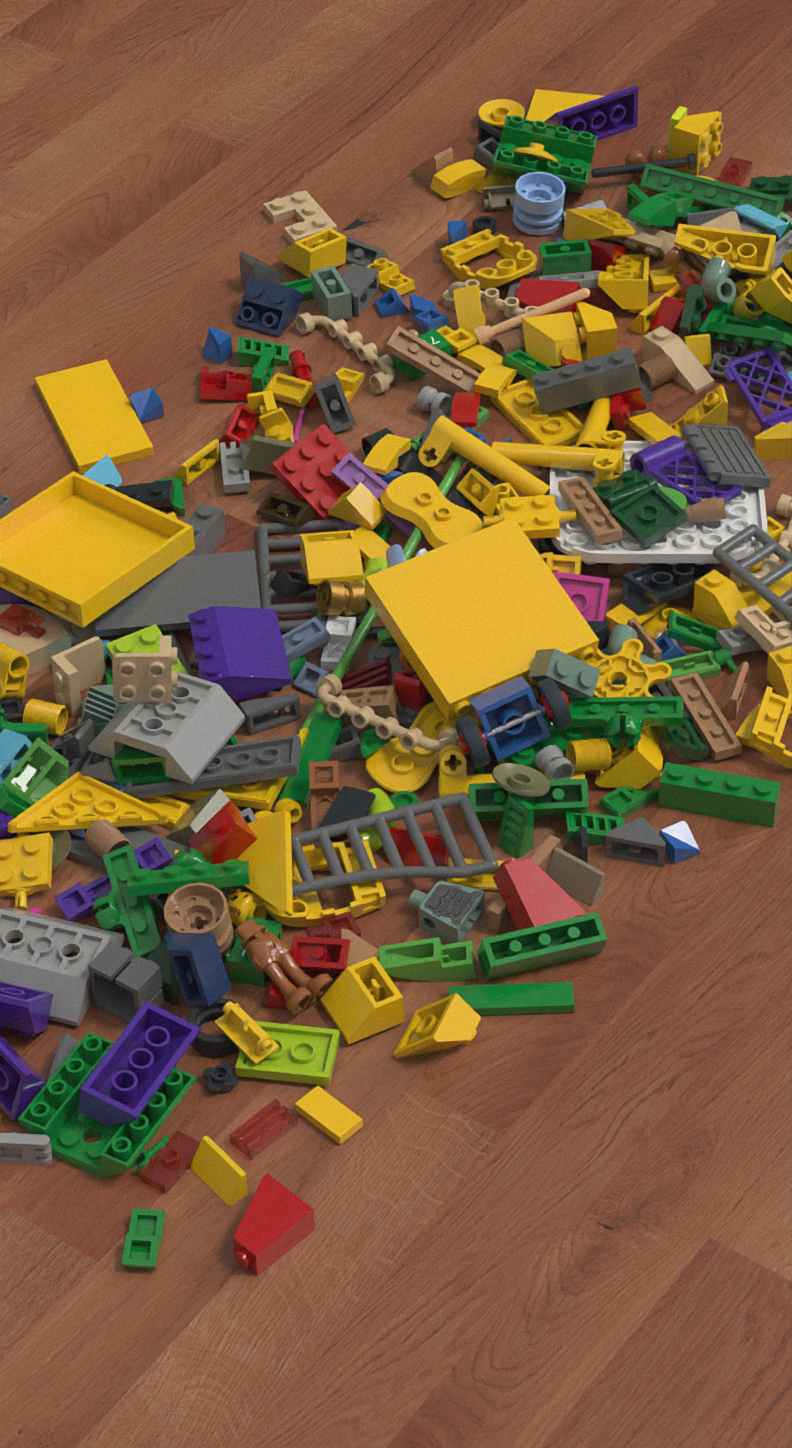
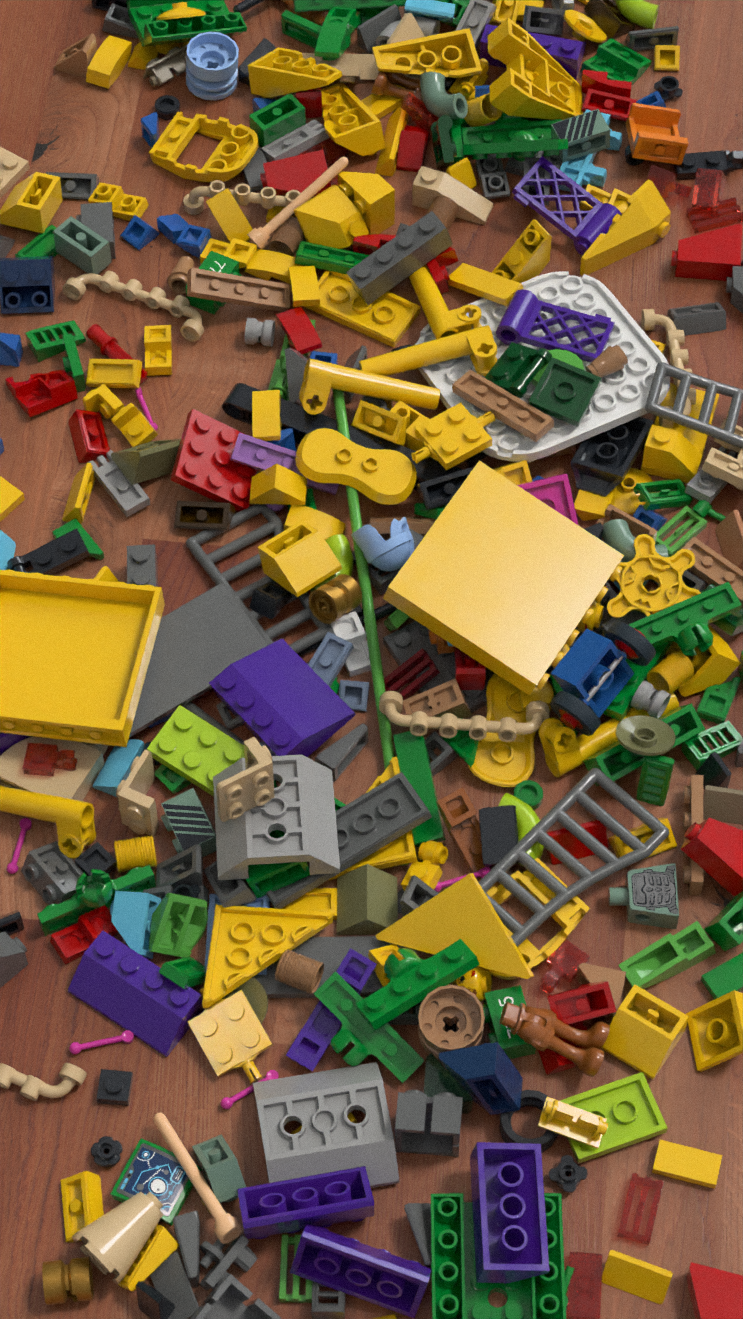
camera: 30 degrees left, 15 degrees up
(223, 835) = (412, 921): red slope -> none
(333, 403) = (169, 372): dark grey slope -> none
(570, 674) = (617, 606): sand green brick -> none
(726, 455) = (575, 290): dark grey hinge -> none

